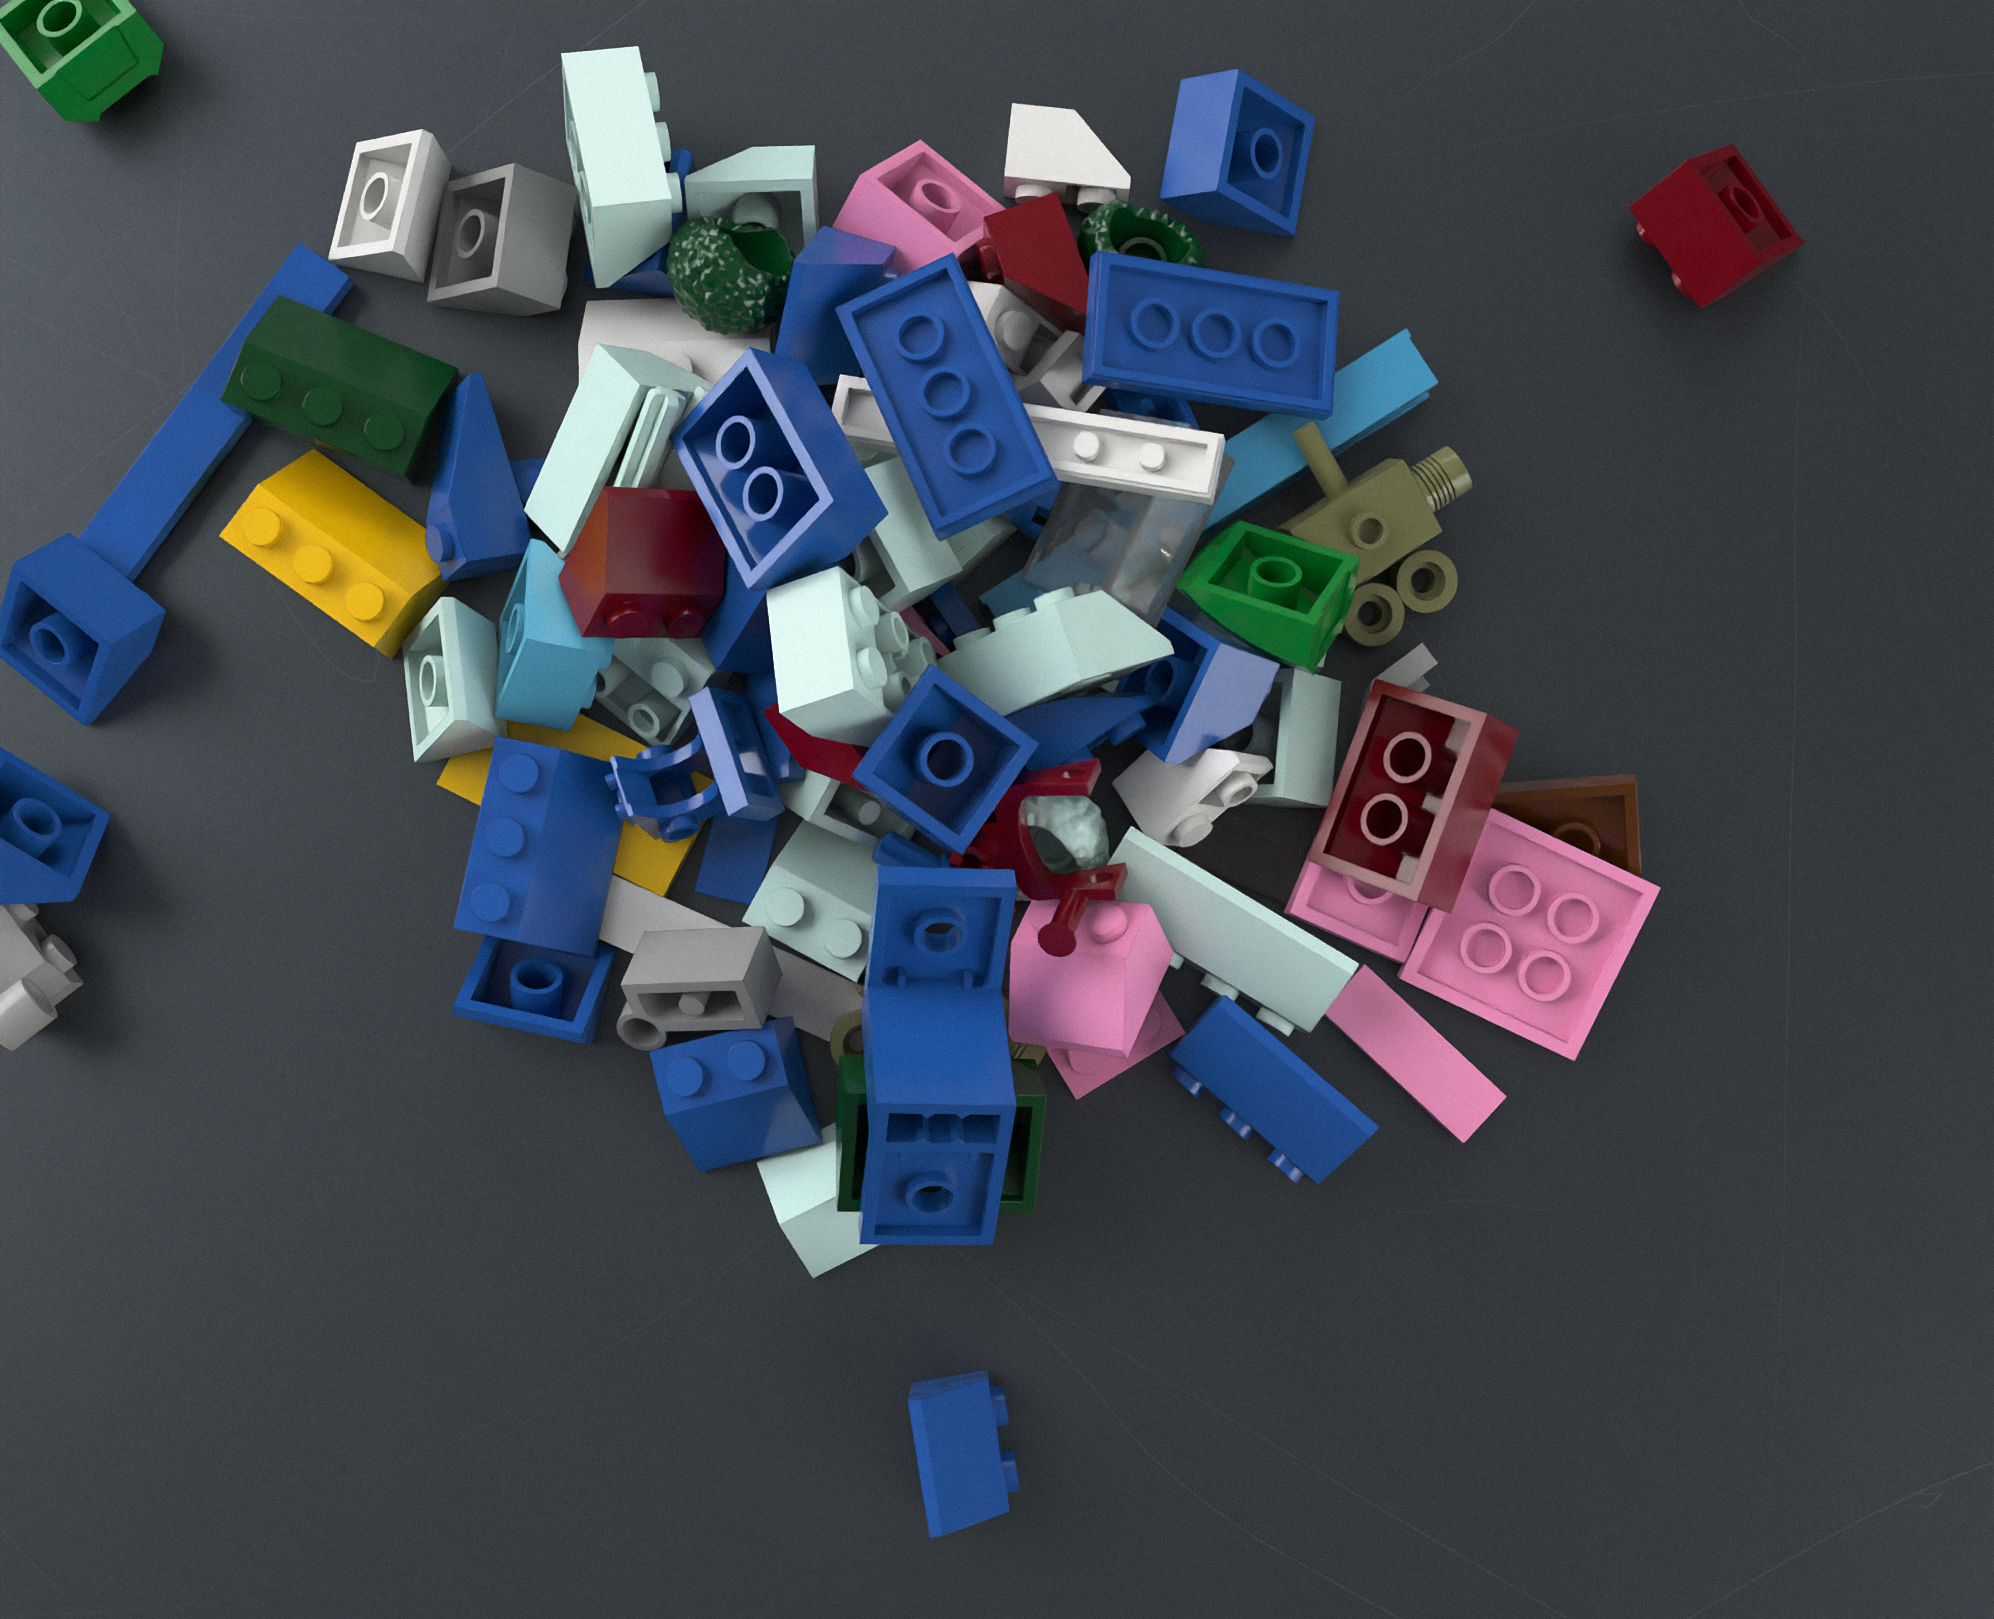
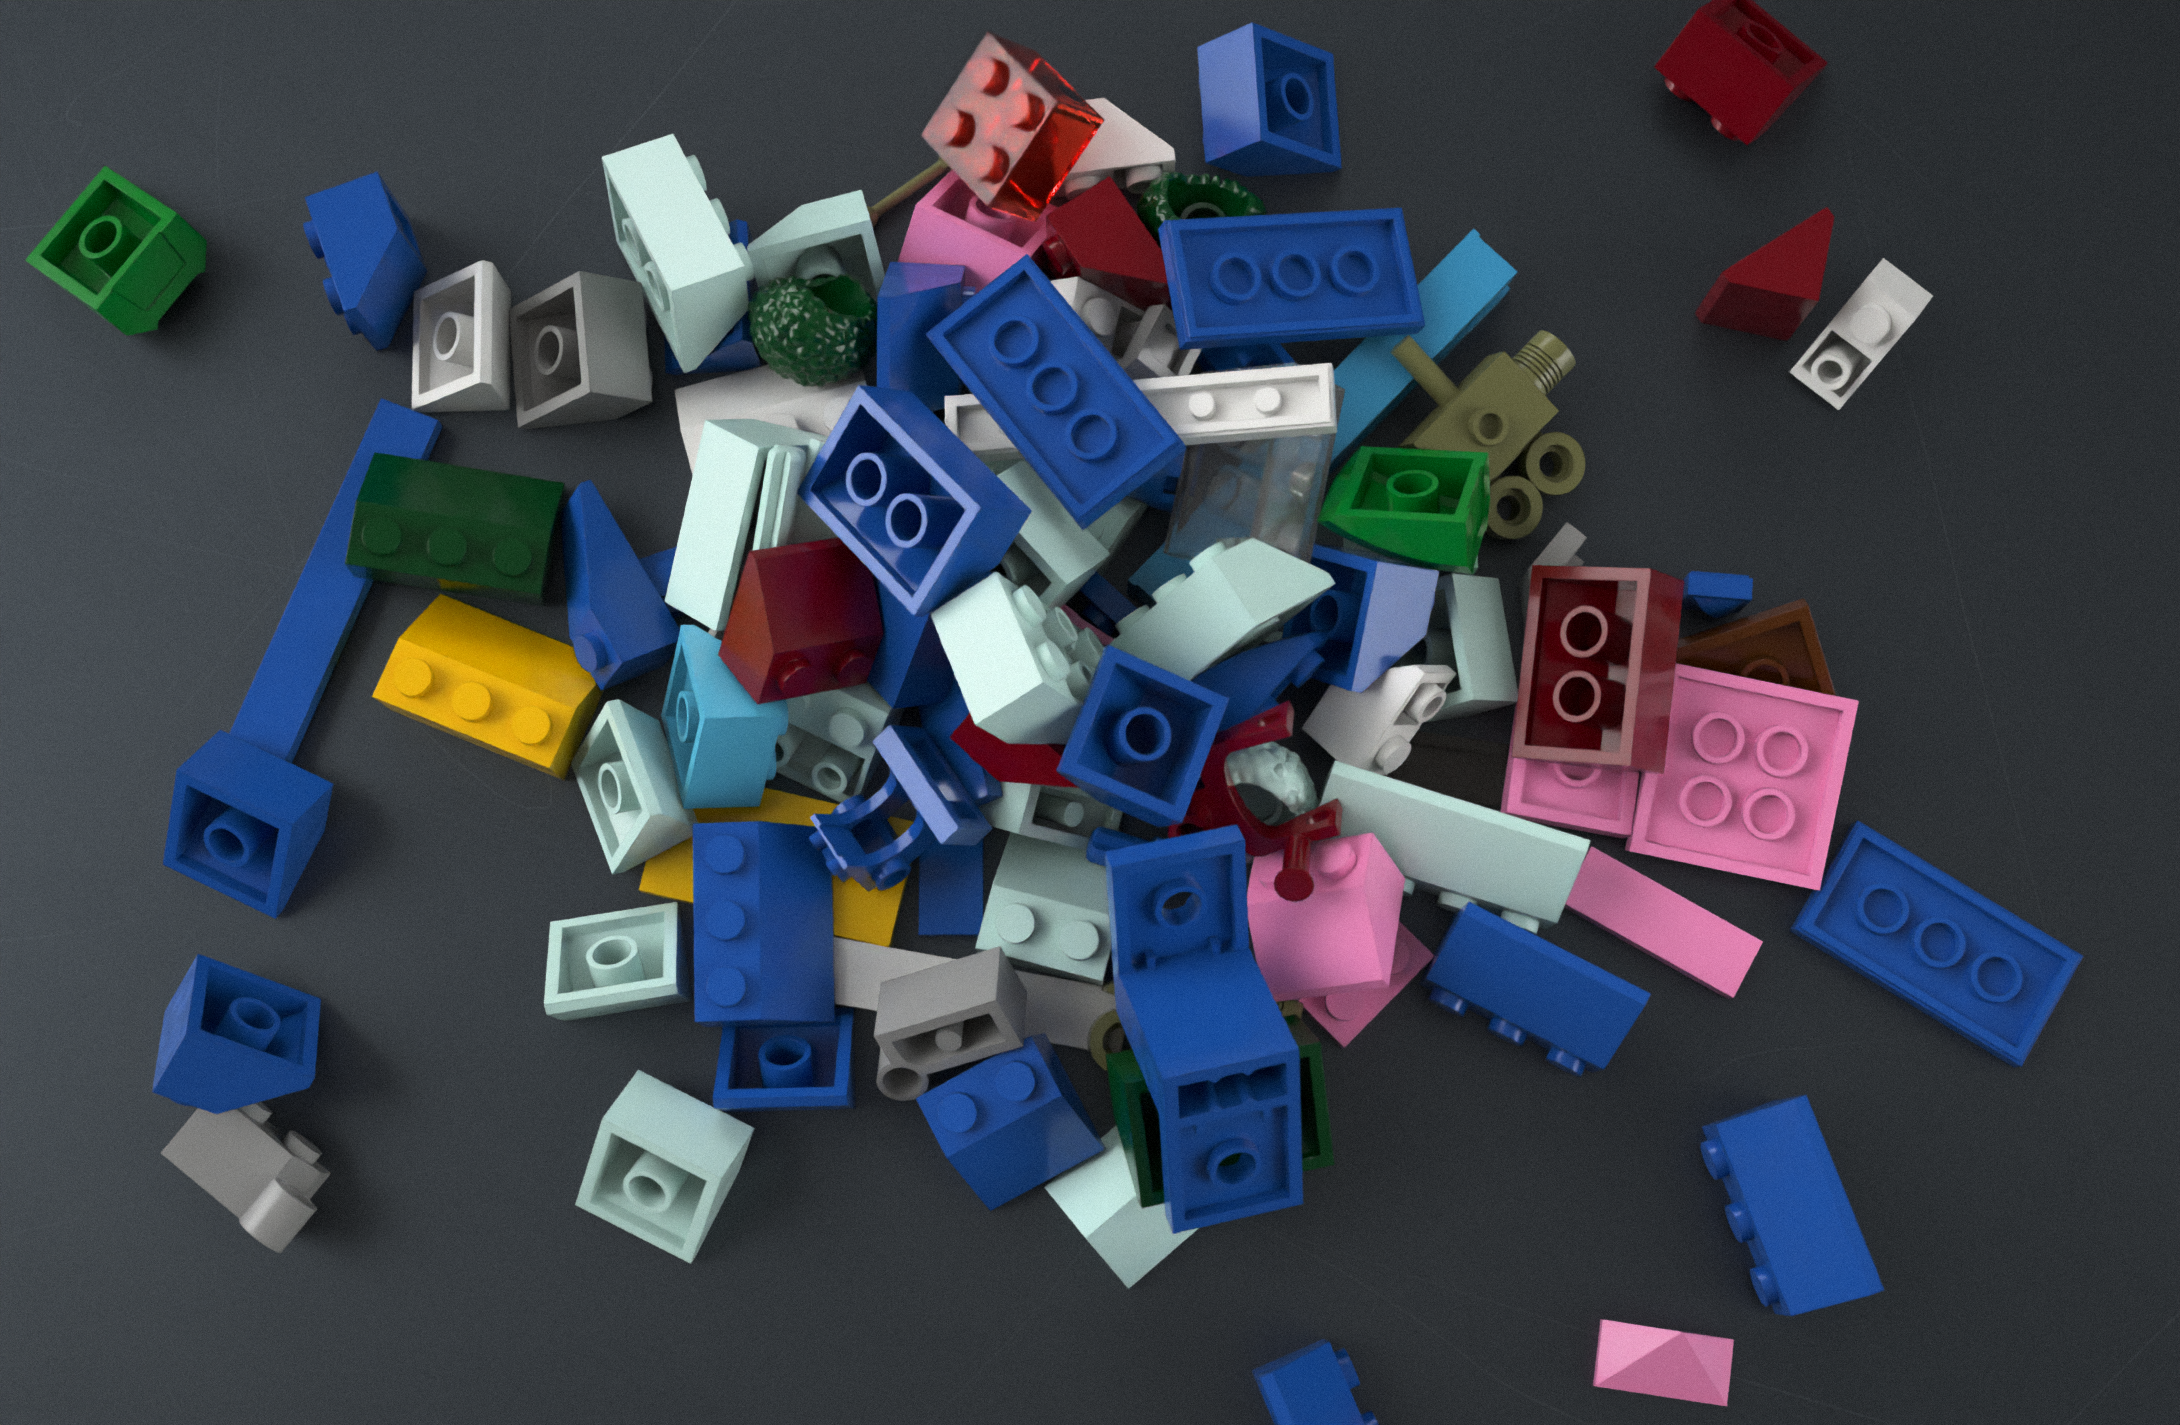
camera: 10 degrees left, 5 degrees down
(315, 97) = (368, 254): none -> blue slope
(397, 848) = (616, 963): none -> light aqua slope
(397, 1053) = (663, 1165): none -> light aqua slope
(905, 138) = (907, 190): none -> olive hinge
(974, 118) = (1011, 127): none -> clear red brick
(1305, 1472) = (1663, 1362): none -> bright pink slope
(1462, 1359) = (1789, 1207): none -> blue slope
(1550, 747) = (1716, 593): none -> blue tile
(1675, 1139) = (1936, 944): none -> blue tile
(1688, 456) = (1774, 285): none -> dark red slope
(1763, 524) = (1861, 334): none -> white slope

